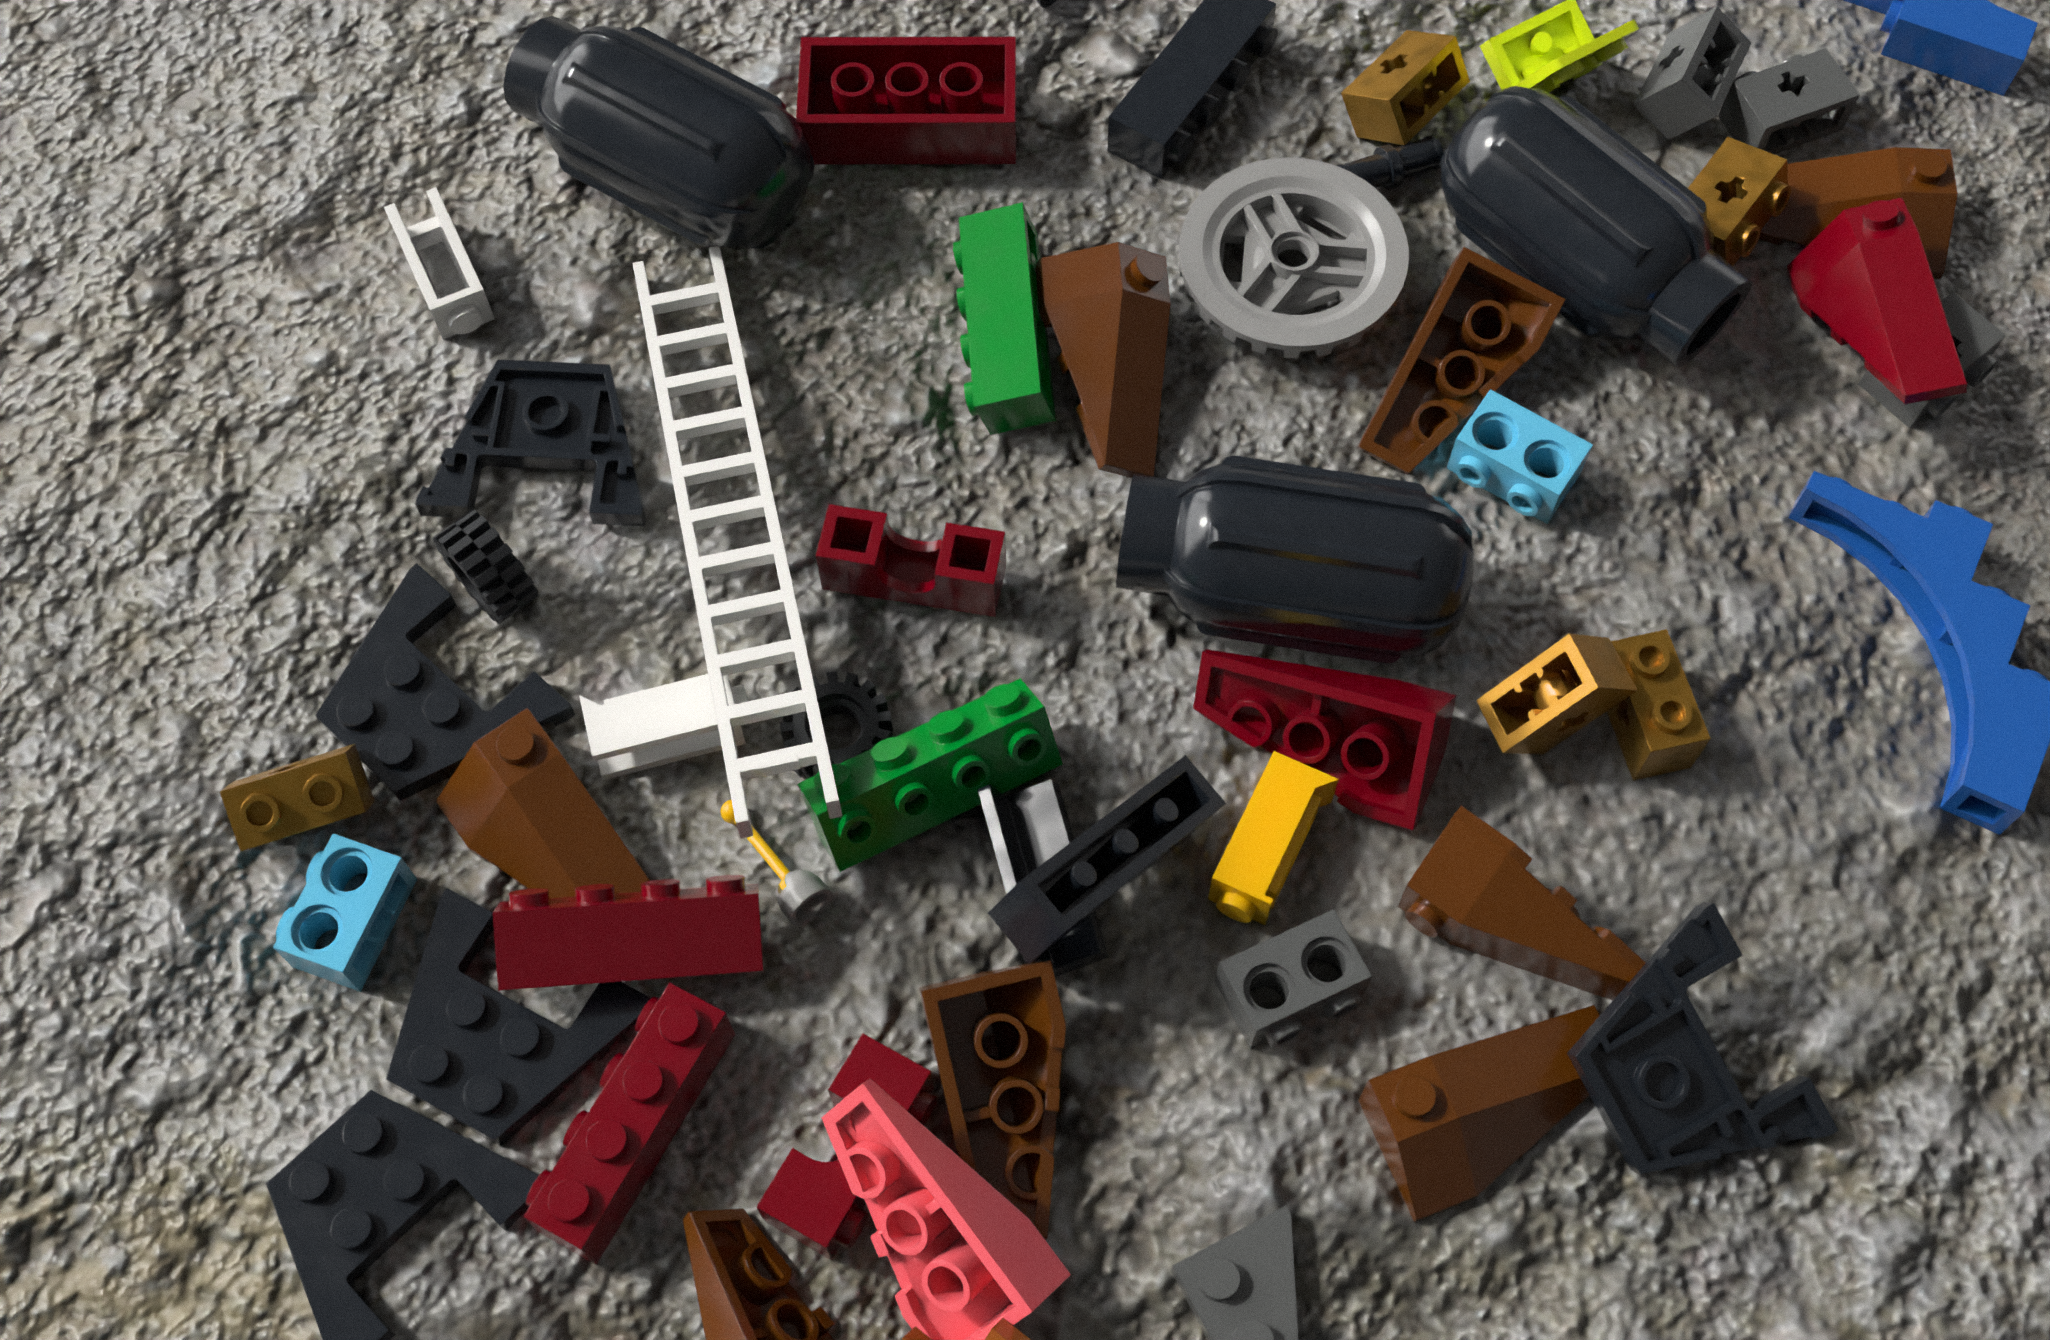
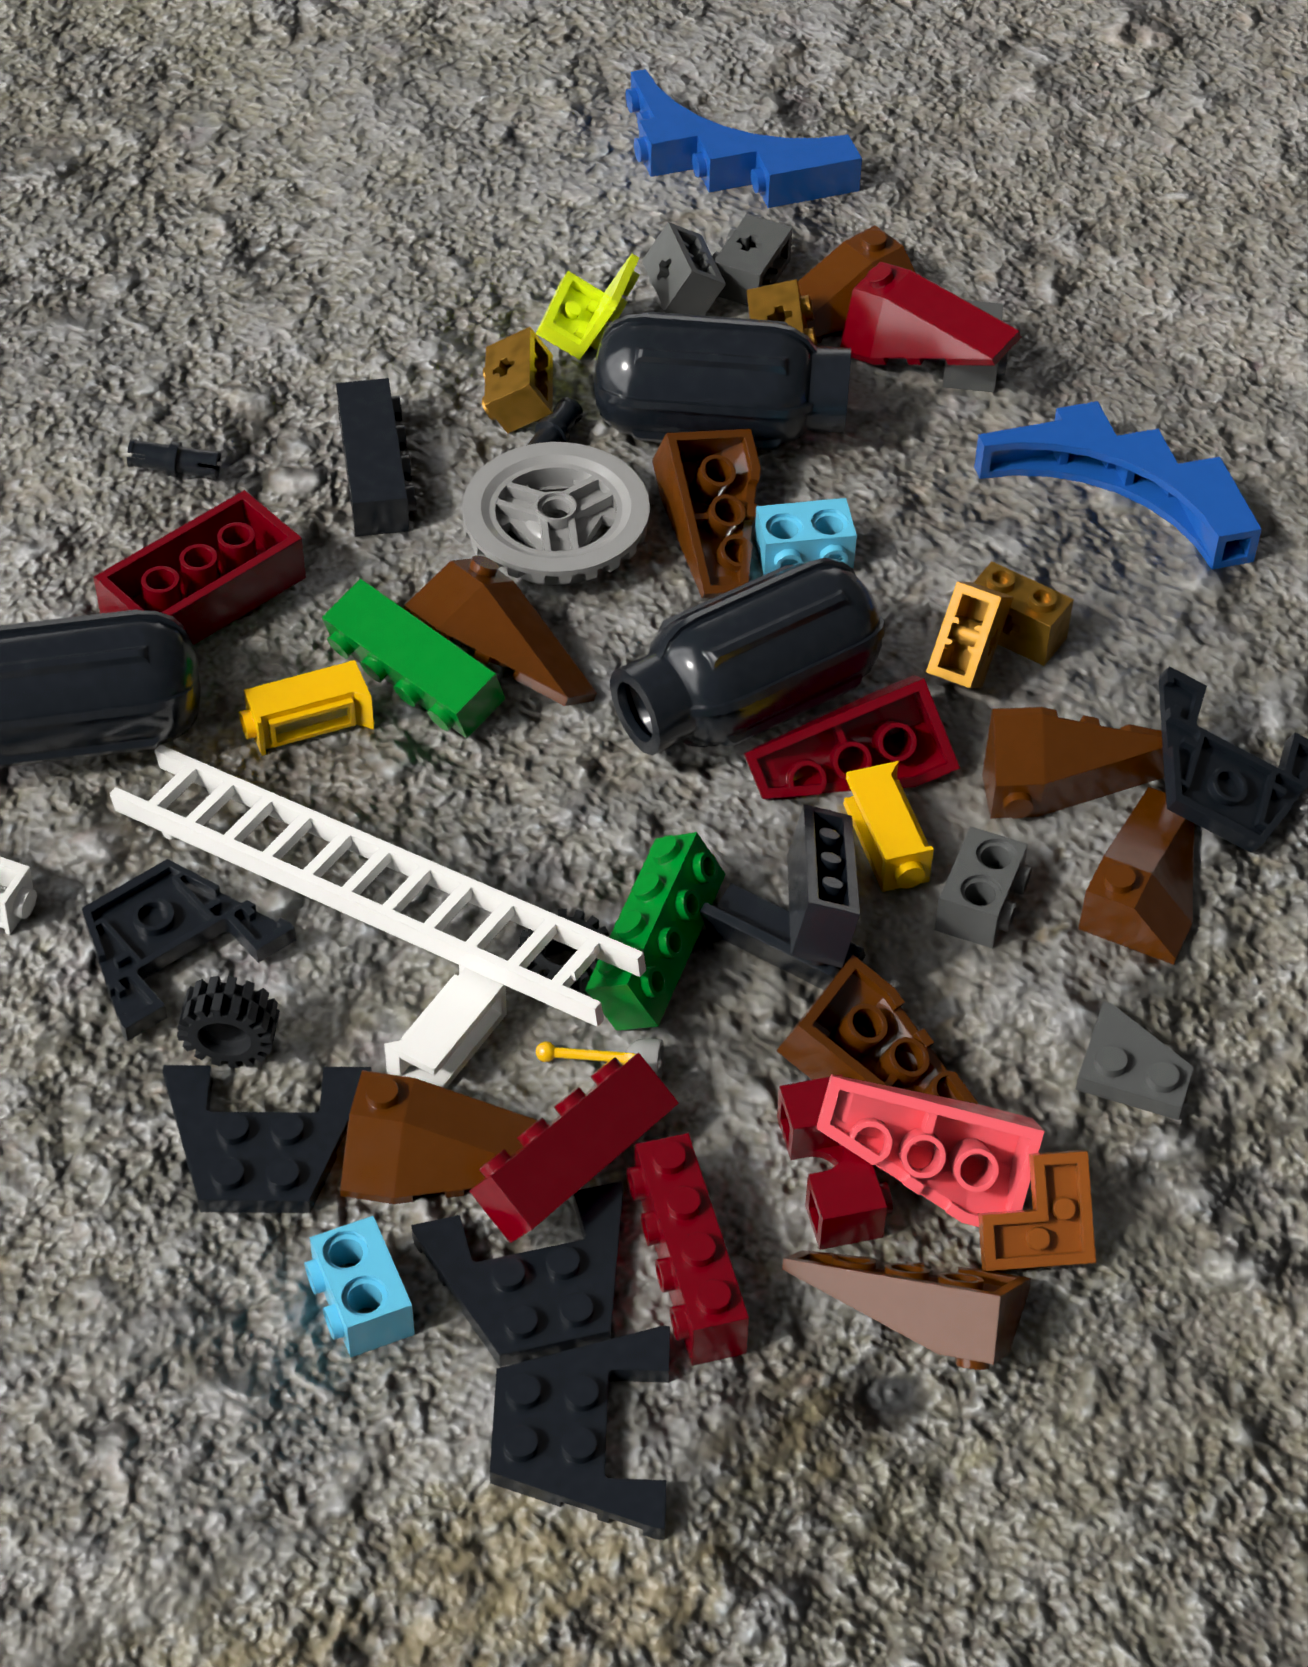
camera: 45 degrees left, 15 degrees down
(297, 797) = (253, 1242): pearl gold brick -> none
(870, 559) = (545, 816): dark red arch -> none
(874, 298) = (306, 706): none -> yellow window

